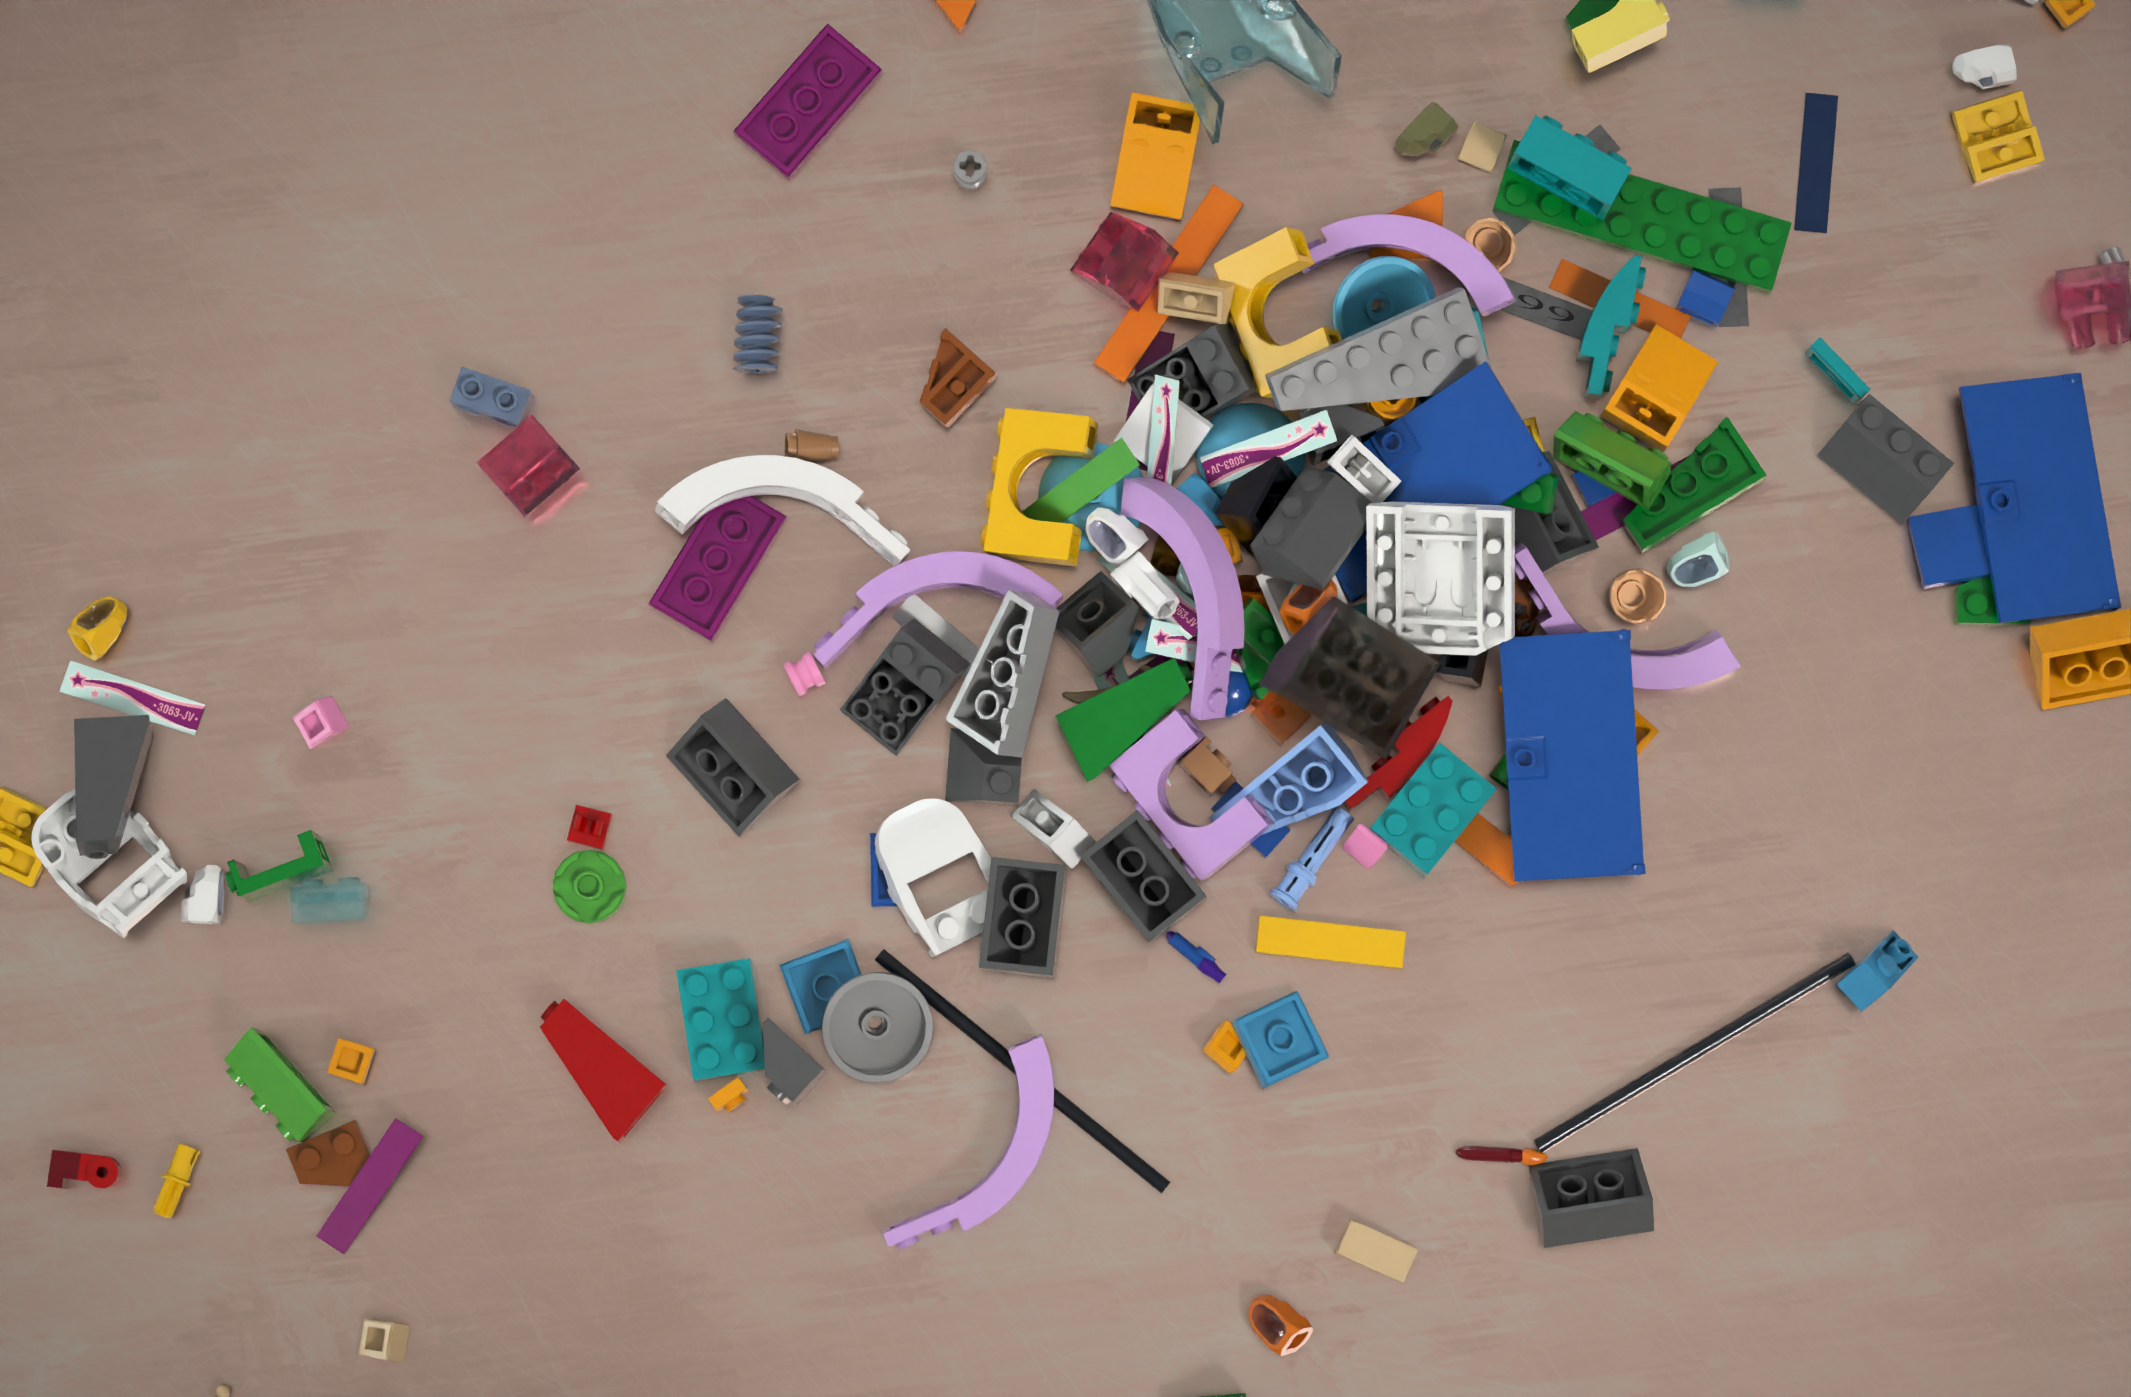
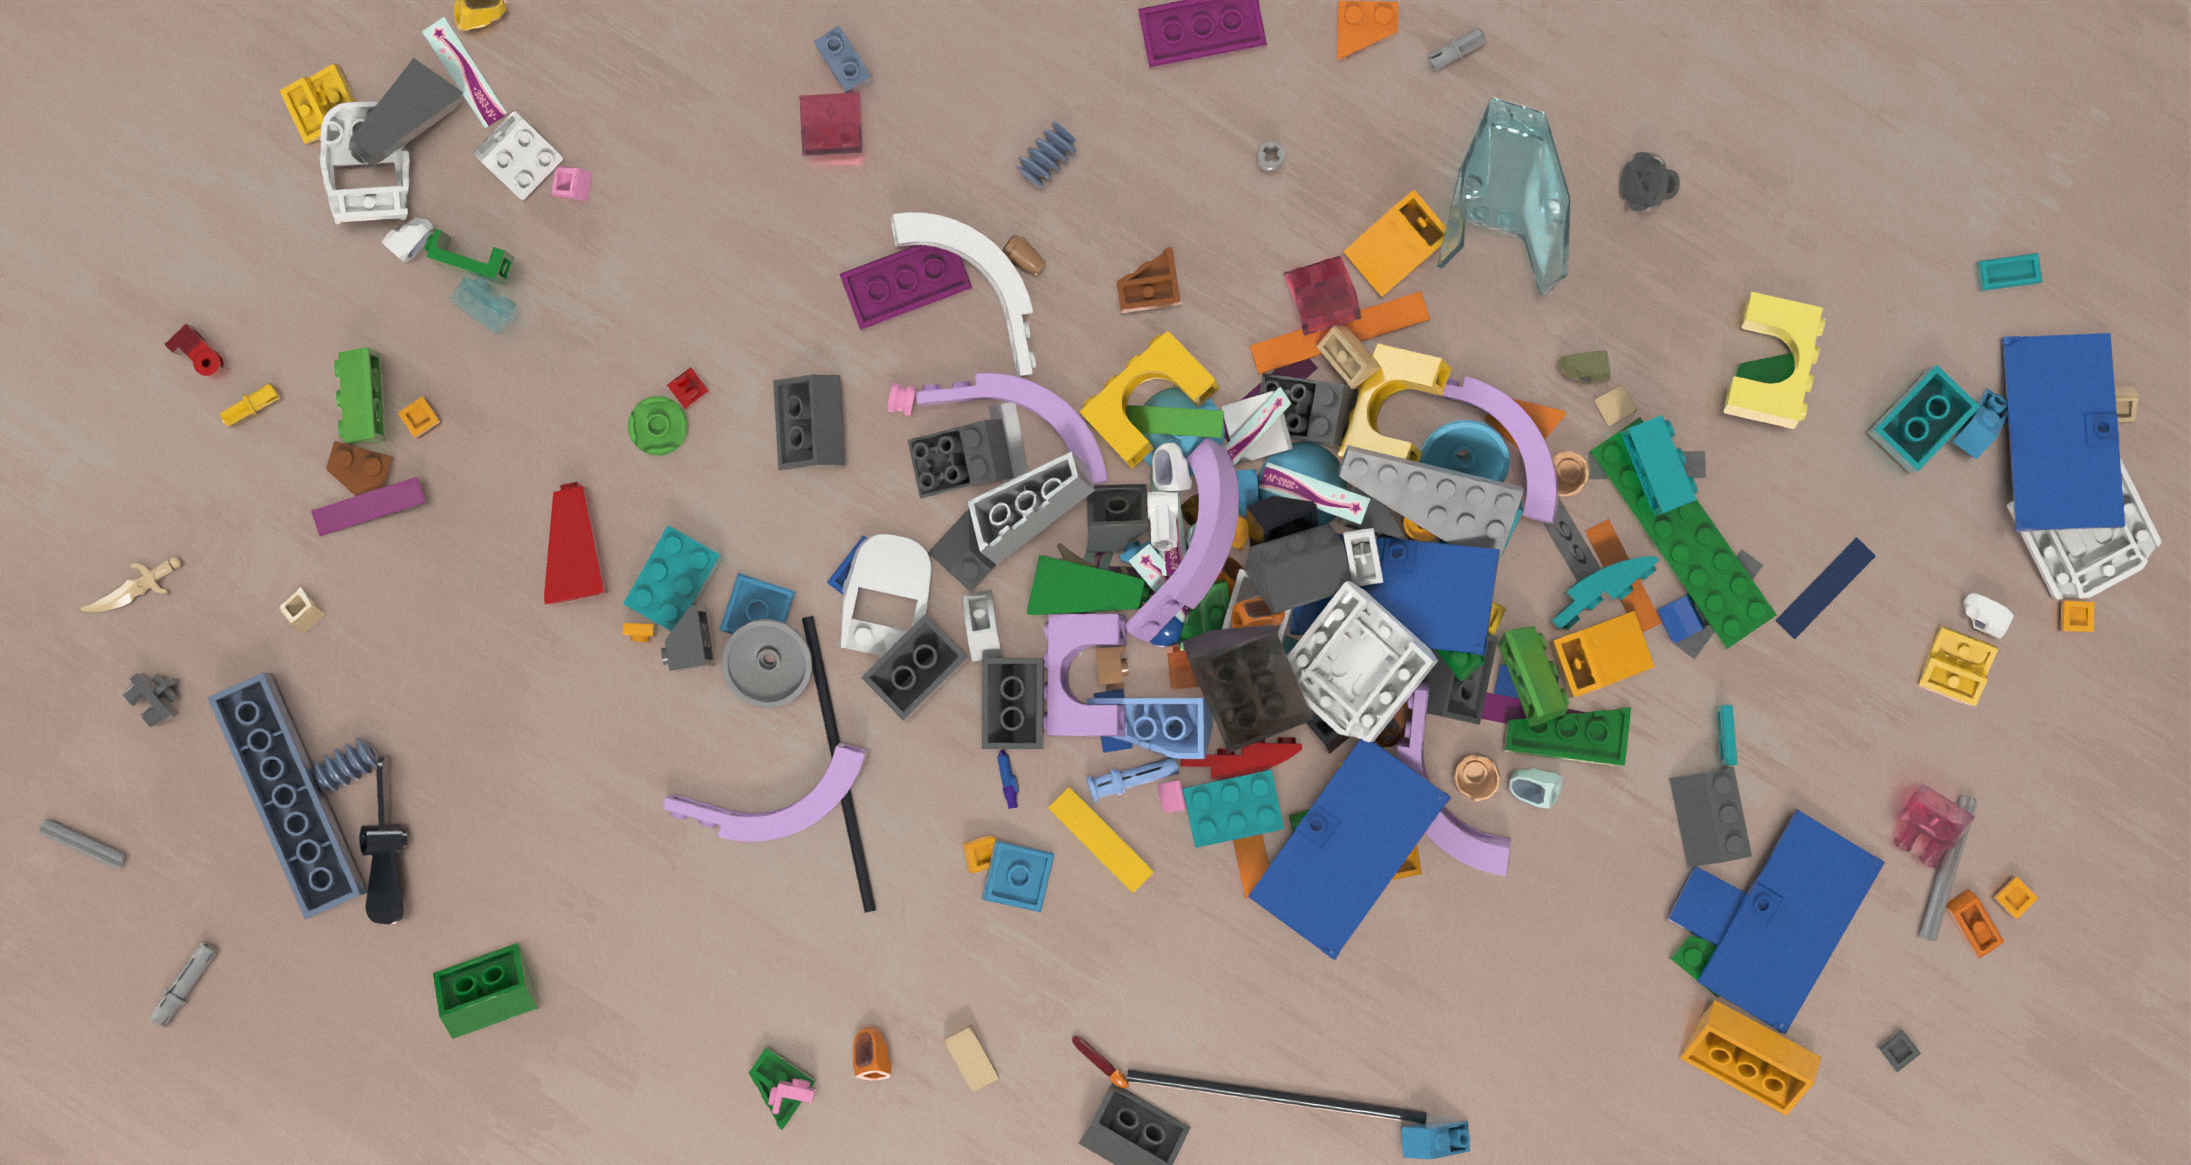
camera: 45 degrees right, 5 degrees up
(247, 734) = (518, 155): none -> white bracket

